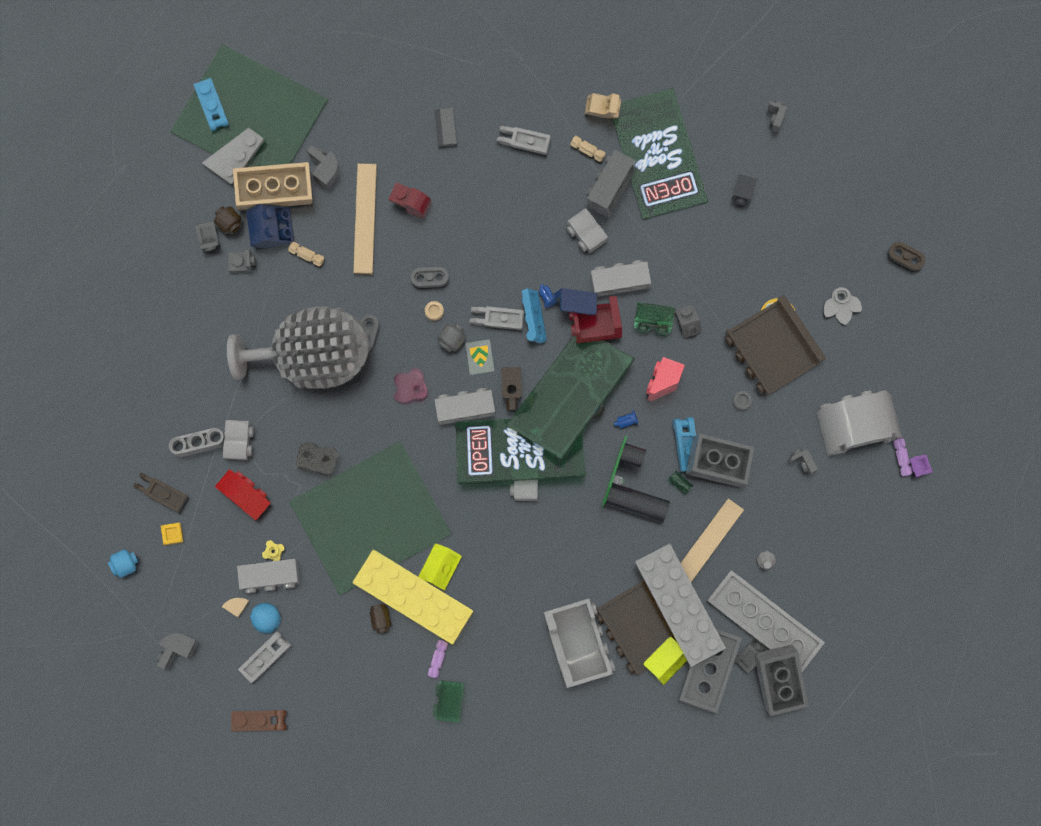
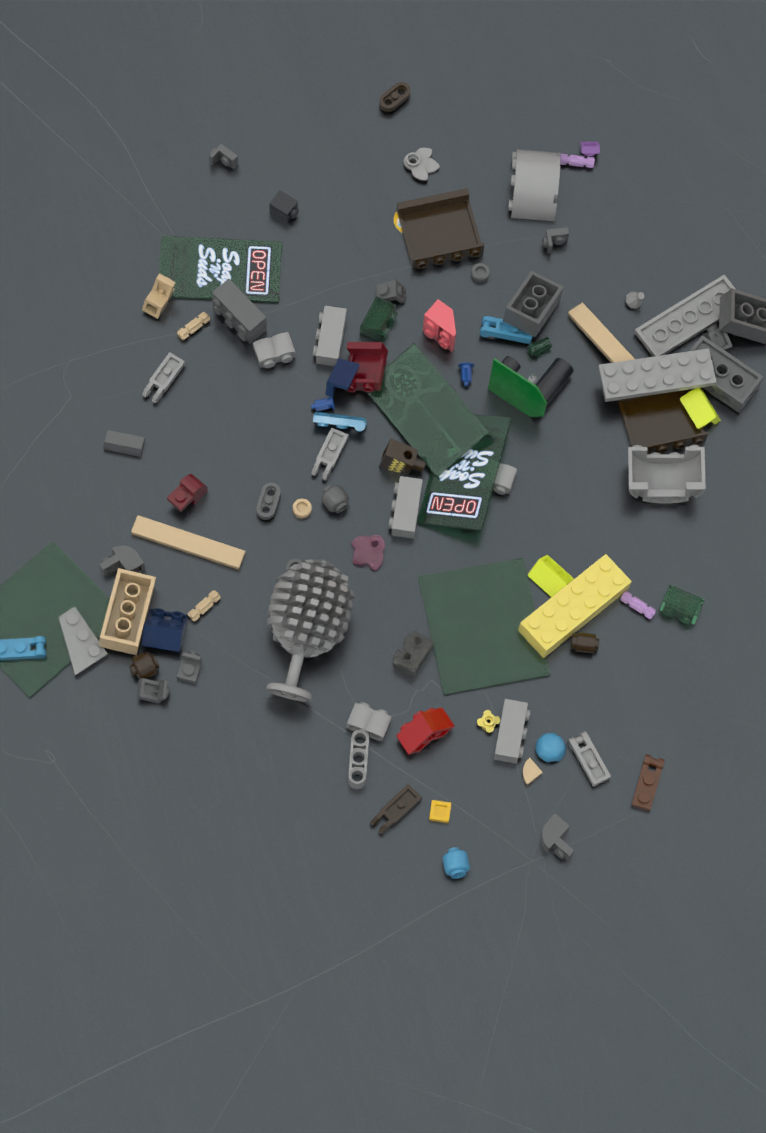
camera: 80 degrees left, 10 degrees down
(479, 357) = (360, 482): light grey sticker -> none

